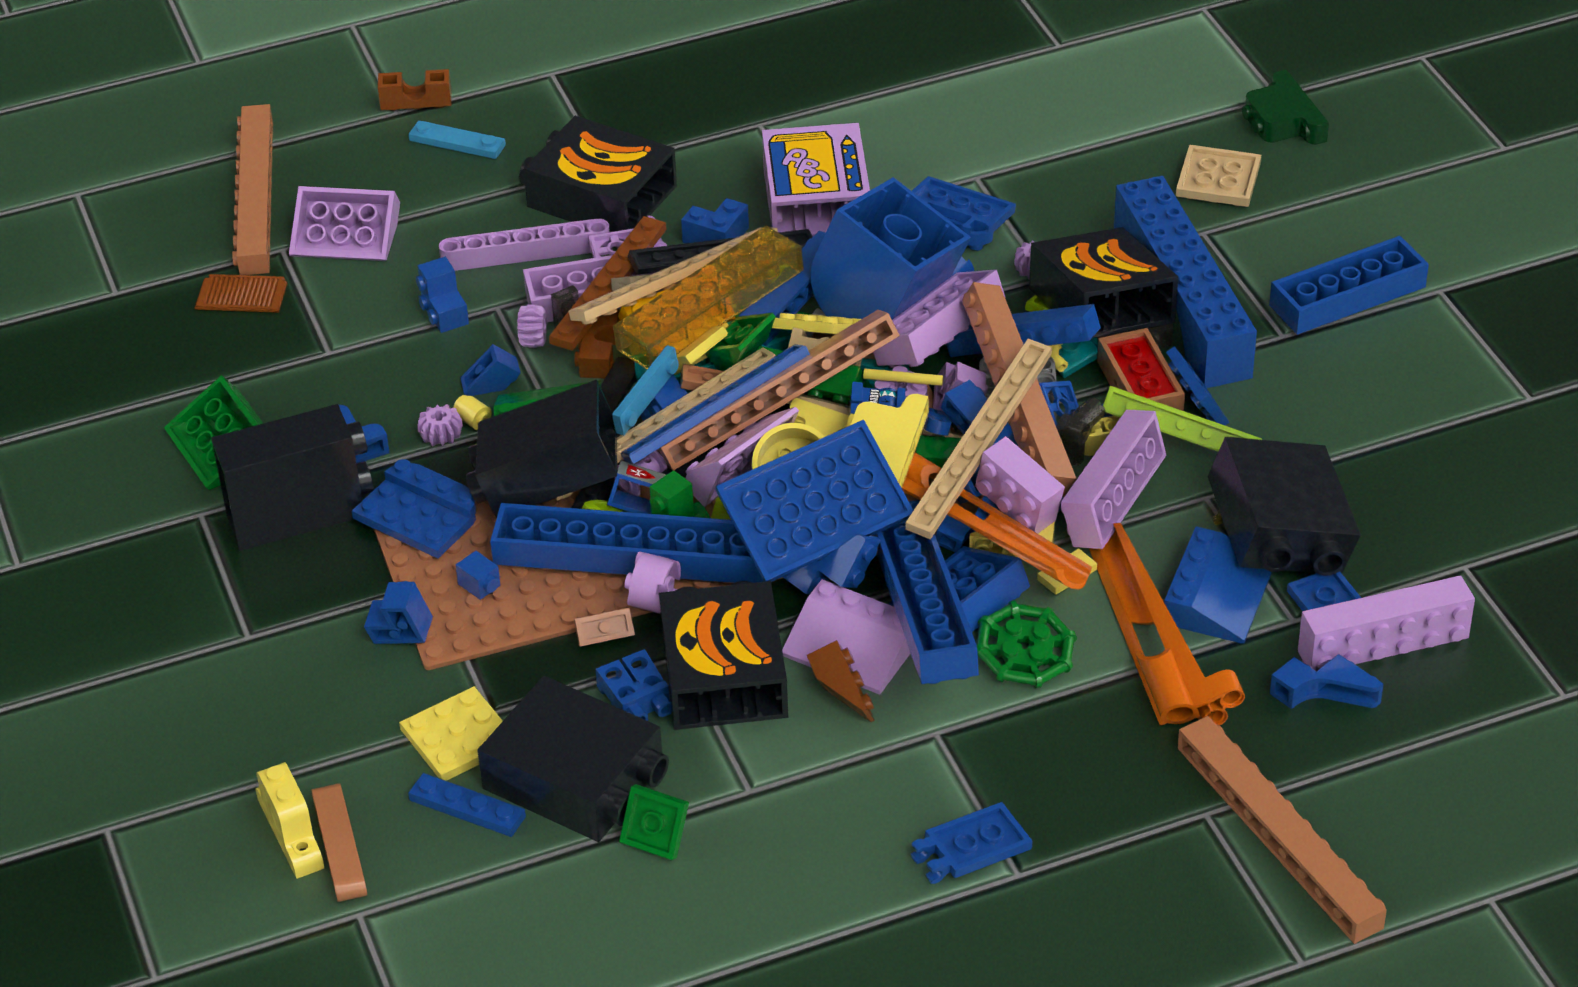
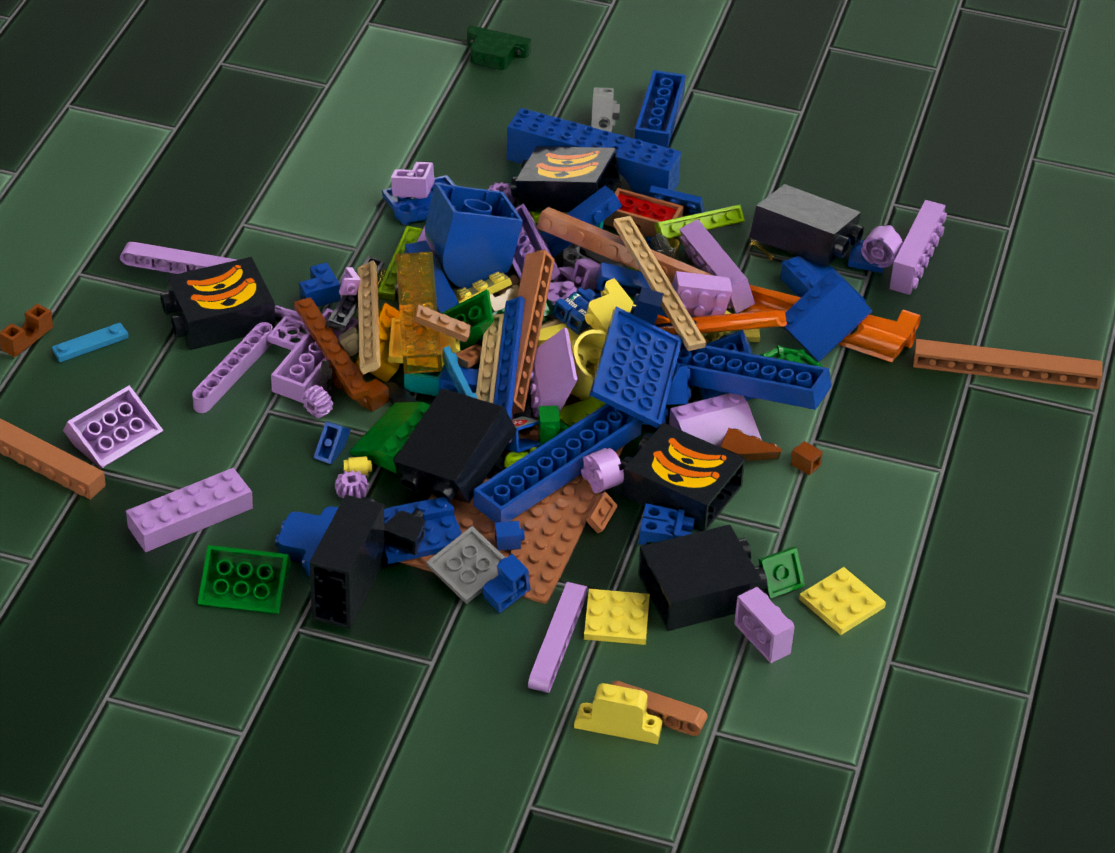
camera: 55 degrees left, 0 degrees up
(241, 293) = (110, 506): dark orange window -> none
(282, 340) = (189, 509): none -> lavender brick
(371, 704) = (557, 637): none -> lavender beam
(390, 494) = (406, 531): none -> black torso
(404, 559) = (466, 564): none -> light grey plate
(440, 295) = (239, 424): blue brick -> none
(467, 804) = (677, 642): blue plate -> none
(549, 854) = (764, 624): none -> lavender brick
(637, 113) = (166, 258): none -> lavender beam
(682, 906) = (842, 600): none -> light yellow plate
(690, 318) = (442, 323): none -> medium nougat plate
(714, 235) = (350, 282): none -> lavender bracket
(812, 174) = (337, 227): brick -> none
(887, 741) = (806, 457): none -> dark orange brick
(898, 445) = (647, 305): none -> dark blue brick
(906, 377) = (563, 284): light yellow bar -> none
(952, 184) = (413, 182): none -> lavender brick
(971, 842) = (908, 471): blue tile -> none
(1136, 609) = (825, 315): none -> blue slope
(1218, 175) = (513, 95): tan plate -> none
(1263, 242) = (604, 109): none -> light grey brick
(1328, 583) = (882, 246): none -> lavender brick
(1335, 681) = (930, 287): blue arch -> none

